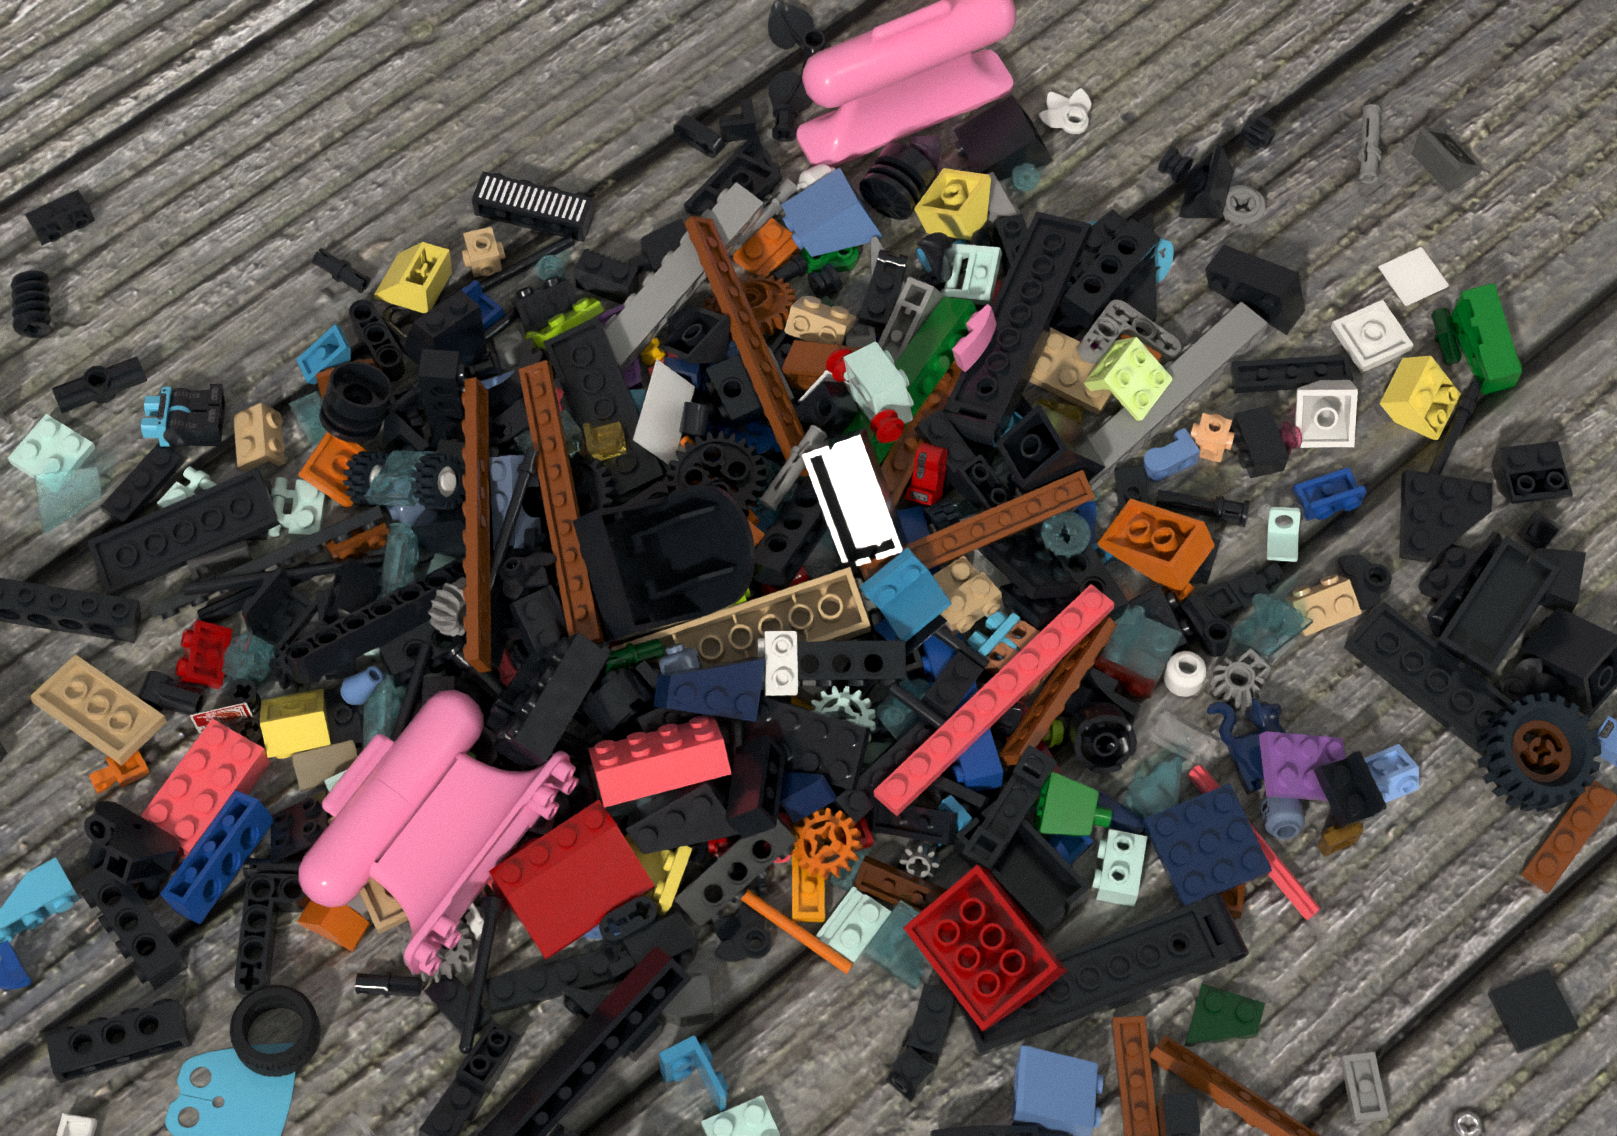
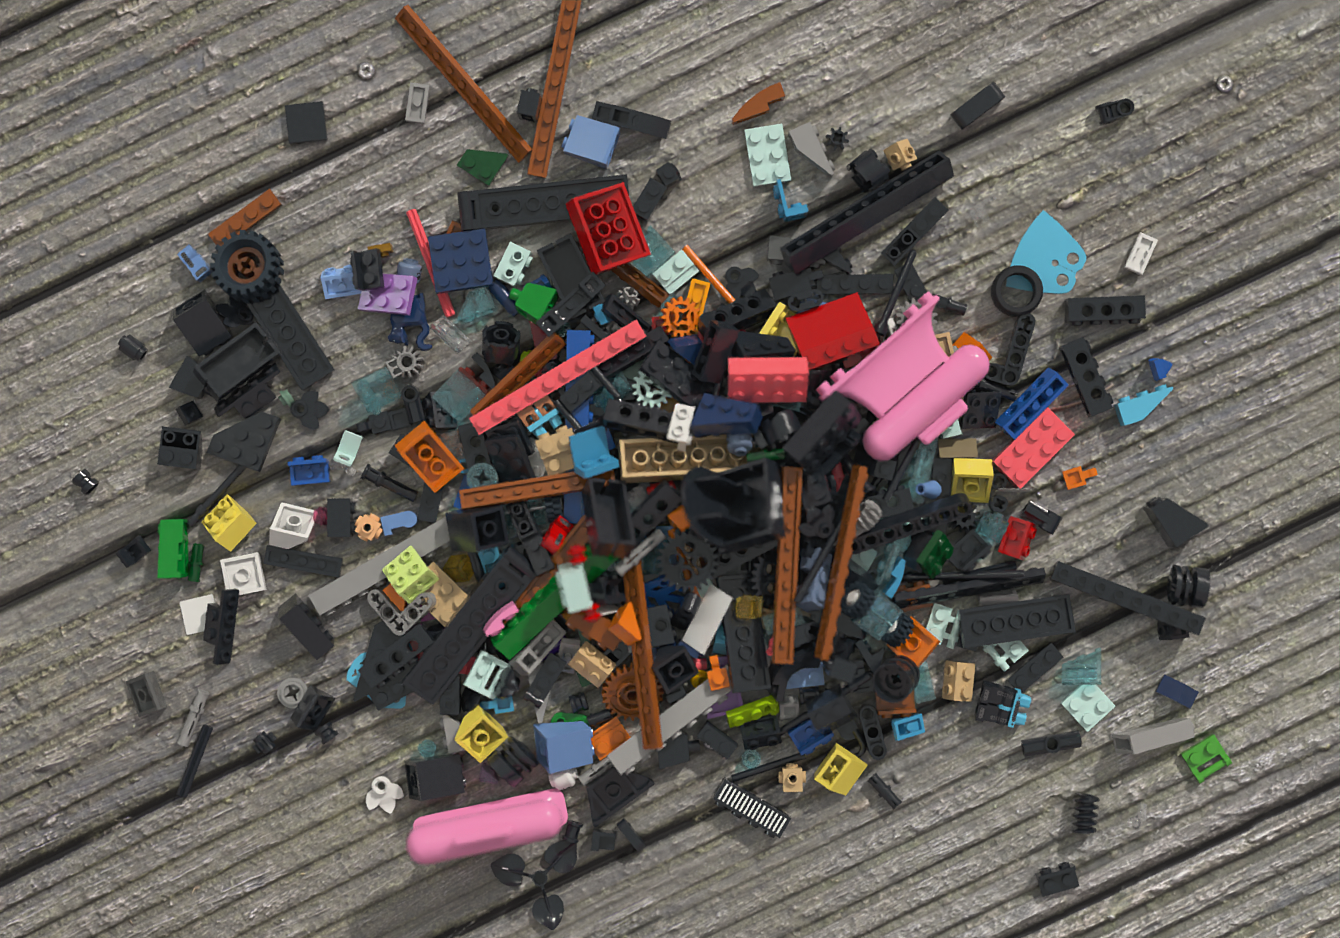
camera: 165 degrees left, 25 degrees up
(98, 709) = (1086, 516): tan plate -> none
(130, 848) = (1078, 415): black piece -> none
(330, 587) = (935, 554): none -> dark green plate
(386, 542) = (897, 572): none -> dark azure slope
(629, 344) = (717, 677): none -> orange plate
(787, 372) = (625, 625): none -> orange slope
(1185, 673) = (434, 367): white head -> none
(1325, 603) = (338, 399): tan bracket -> none
(1346, 94) = (194, 761): none -> black axle
(1376, 261) = (221, 625): none -> black bracket
(1402, 586) = (286, 398): none -> sand green plate
(1542, 326) = (133, 552): none -> black bracket

